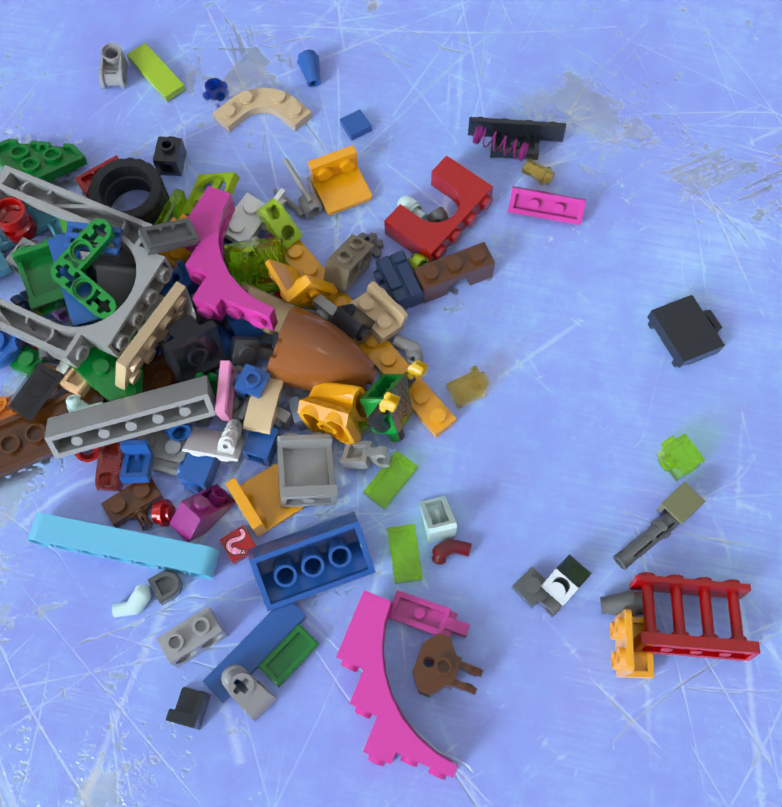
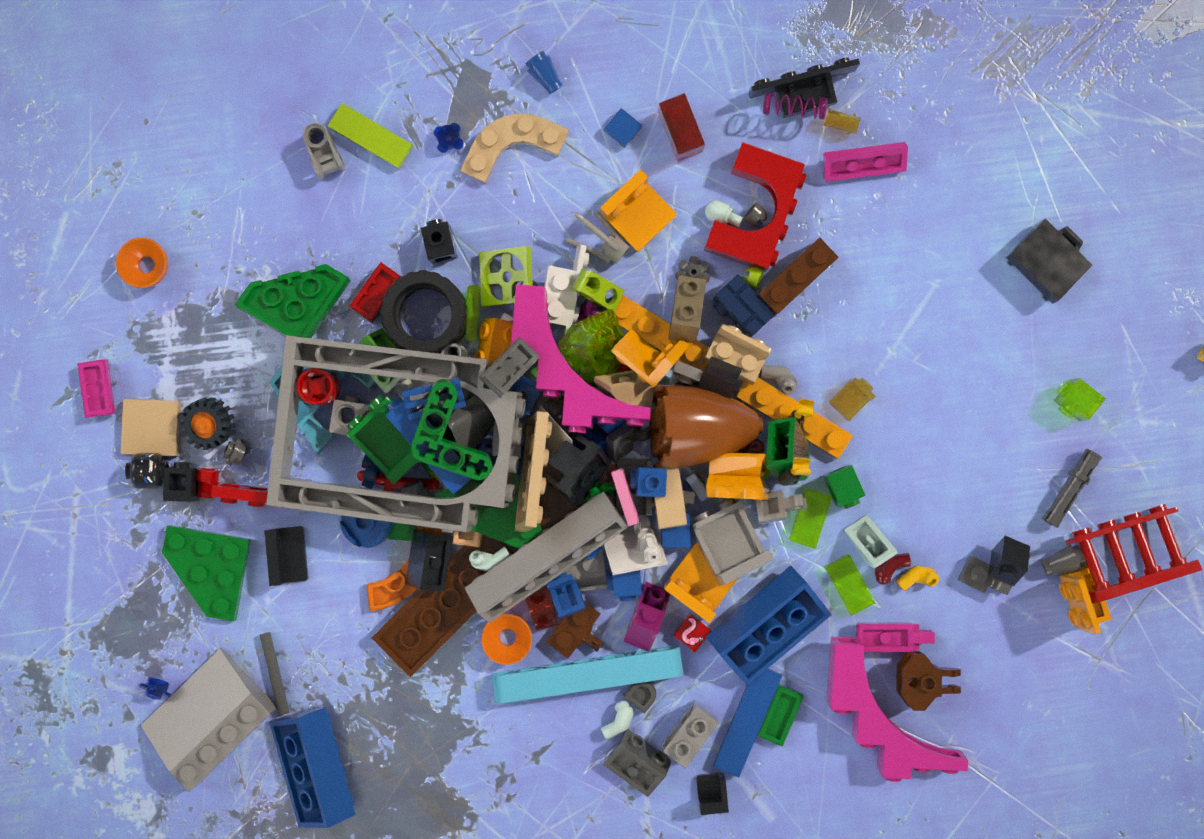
camera: 20 degrees left, 20 degrees up
(56, 479) = (503, 653): none -> orange piece
(131, 649) = (638, 763): none -> dark grey bracket
(163, 512) = (610, 630): red plate -> none
(249, 693) = (759, 762): light grey piece -> none
(401, 134) = (681, 127): none -> clear red brick
(431, 459) = (844, 486): none -> green brick
(473, 567) = (920, 575): none -> yellow arm
(682, 503) = (1092, 447): olive panel -> none

